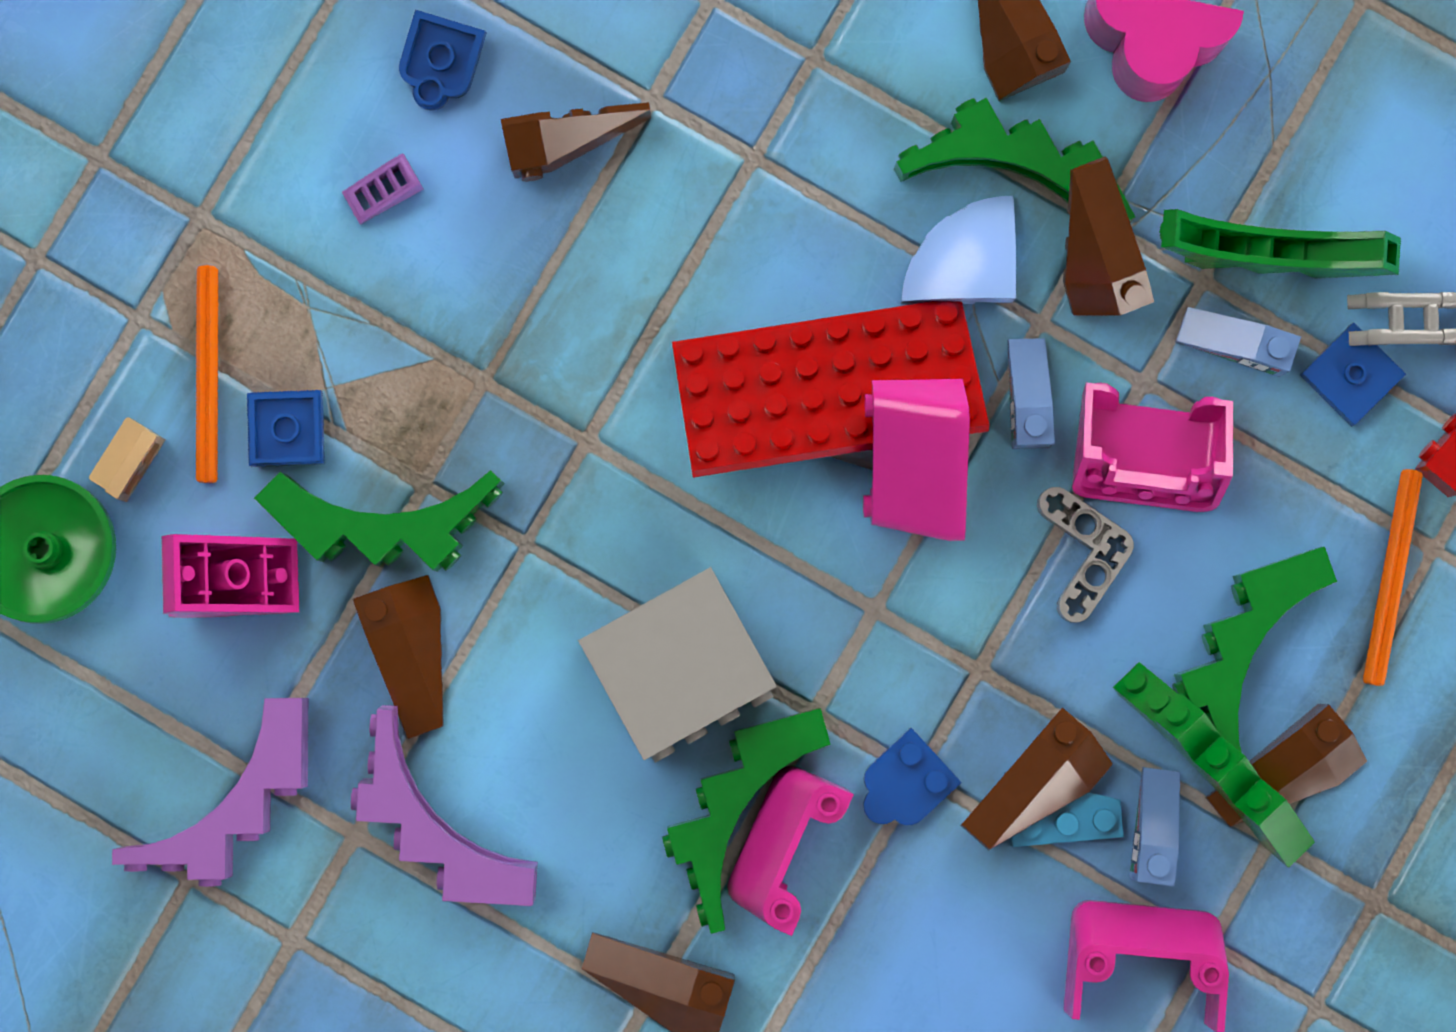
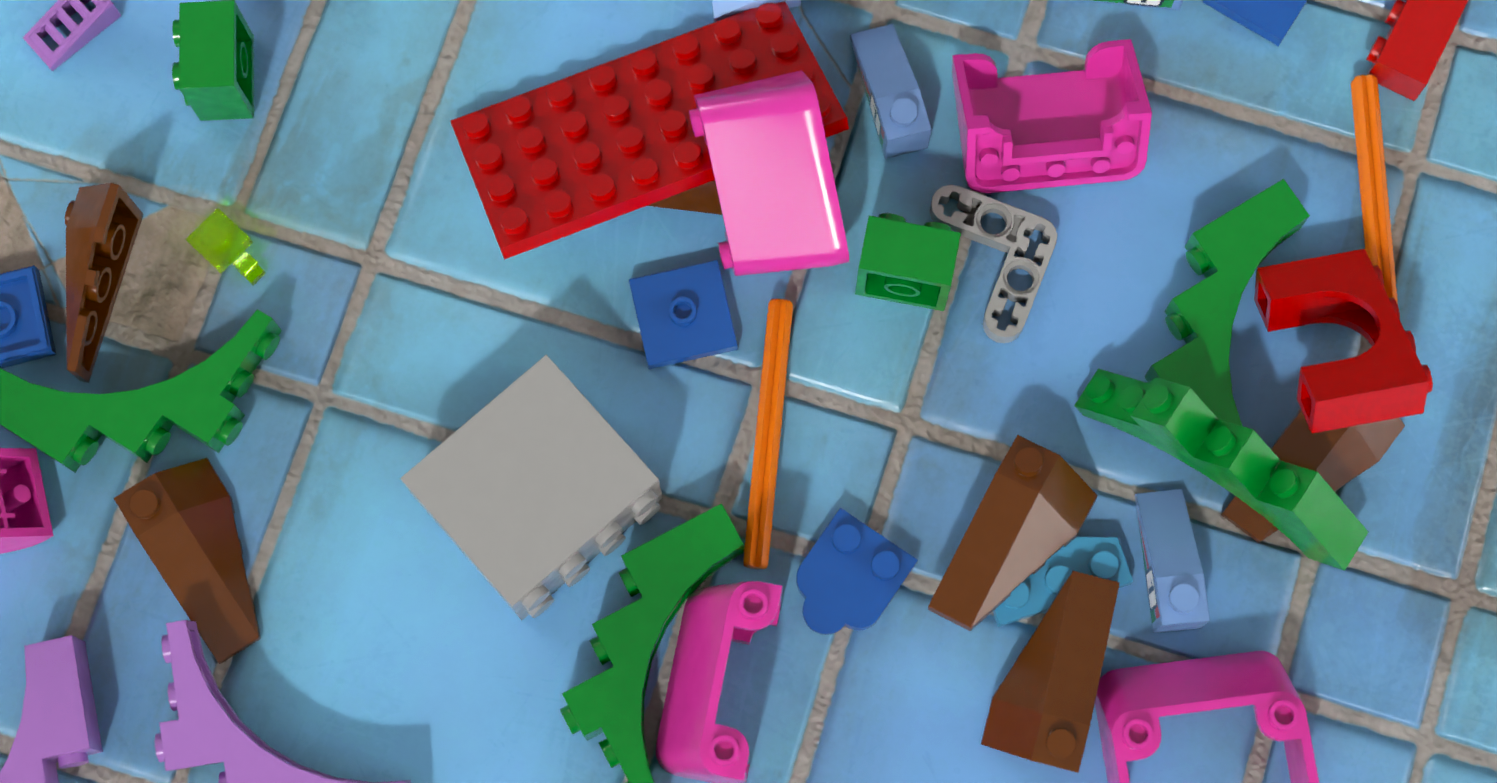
camera: 10 degrees left, 10 degrees down
(371, 389) = (98, 248): none -> reddish brown wedge
(471, 404) = (225, 244): none -> clear neon green plate
(493, 254) = (214, 60): none -> green brick
(823, 543) = (683, 314): none -> blue plate
(868, 654) = (768, 434): none -> orange axle
(1009, 547) = (907, 261): none -> green brick
(1040, 907) = (1053, 686): none -> reddish brown wedge
(1353, 650) = (1347, 292): none -> red arch

